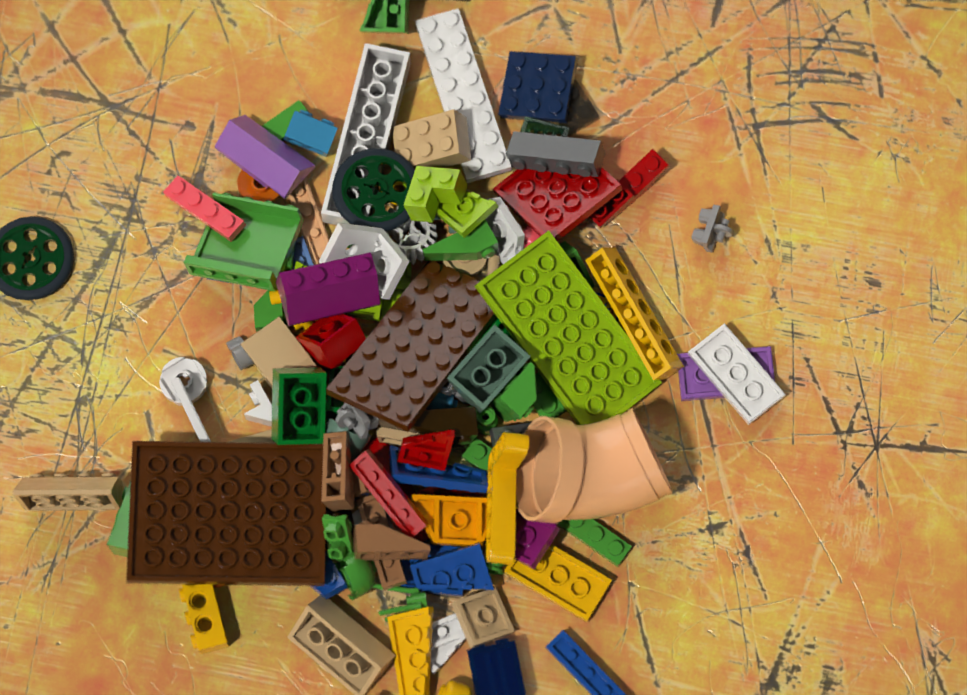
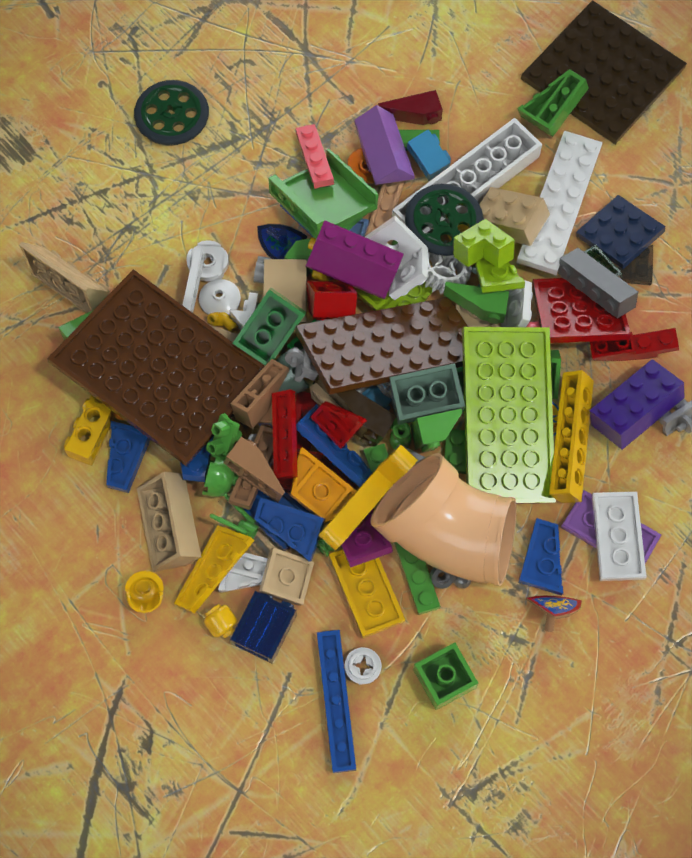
camera: 35 degrees right, 5 degrees down
(224, 418) = (229, 300): none -> white dish
(233, 313) = (278, 239): none -> clear blue shield
(241, 426) = (222, 319): none -> yellow arm
(254, 614) = (126, 454): none -> blue wing
(263, 94) = (416, 109): none -> dark red slope
(607, 634) = (356, 657): none -> white gear
(619, 521) = (447, 579): none -> flat silver plate
(669, 243) = (637, 404): none -> dark purple brick
(681, 603) = (445, 676): none -> bright green brick
(687, 442) = (542, 559): none -> blue wing
(729, 476) = (555, 607): none -> shield

